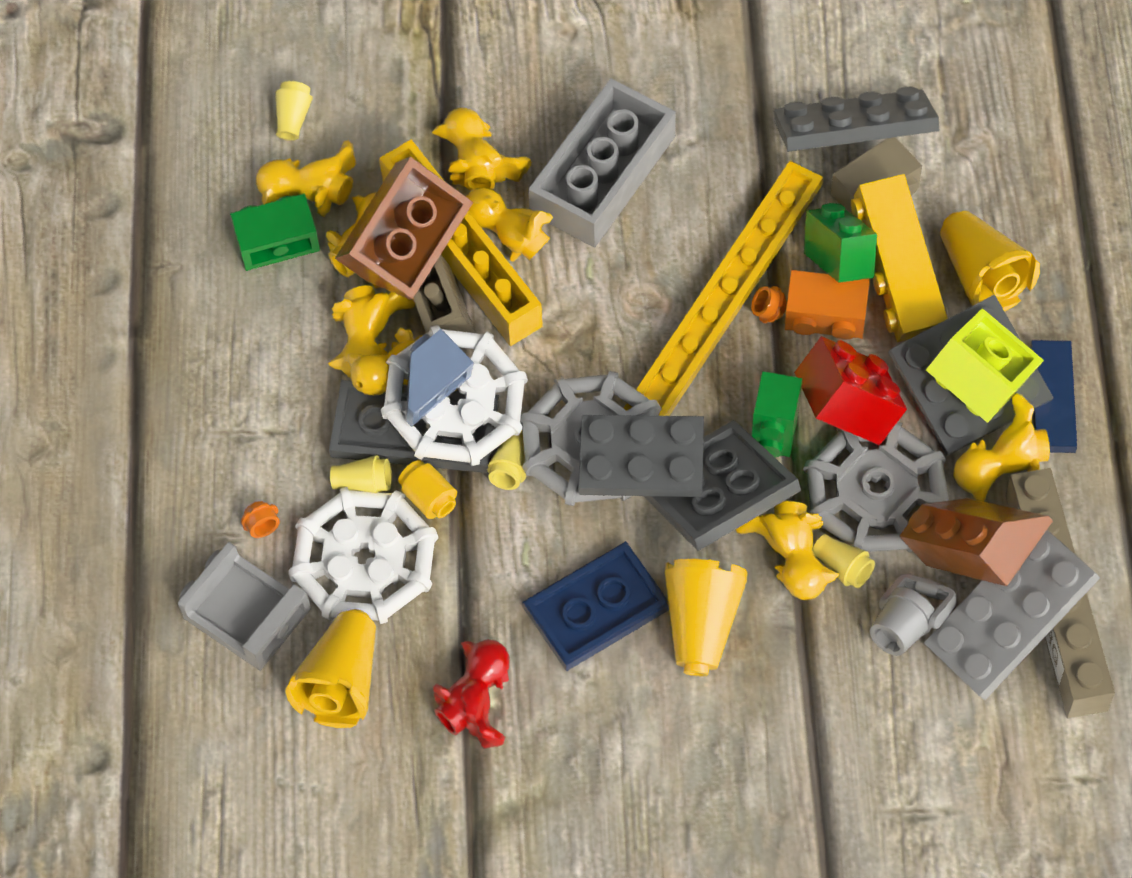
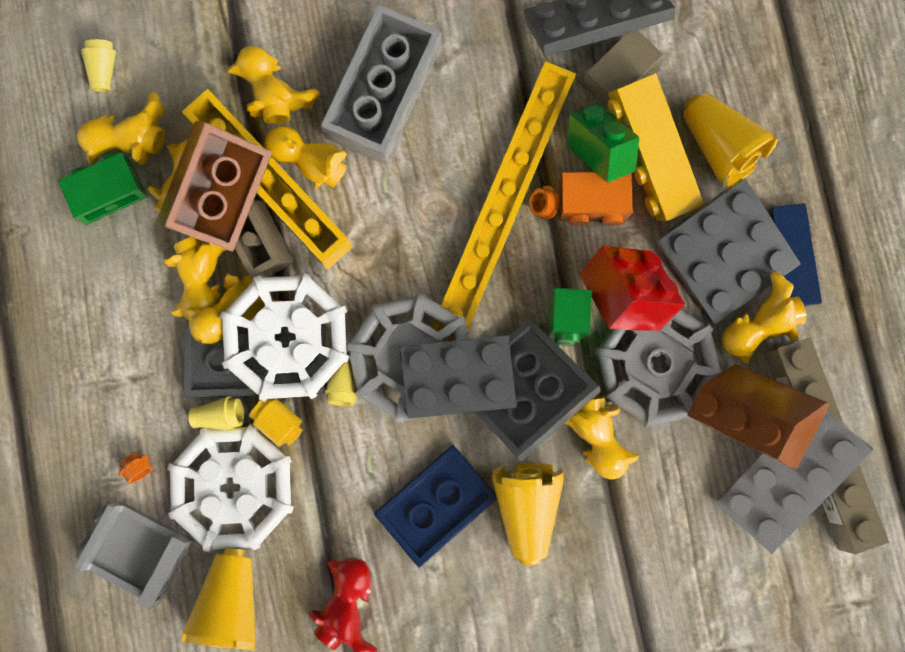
camera: 15 degrees left, 20 degrees up
(434, 373) = (260, 331): sand blue slope -> none
(849, 561) = (640, 437): light yellow cone -> none
(908, 614) = (702, 488): light grey piece -> none
(984, 365) = (747, 251): neon yellow slope -> none

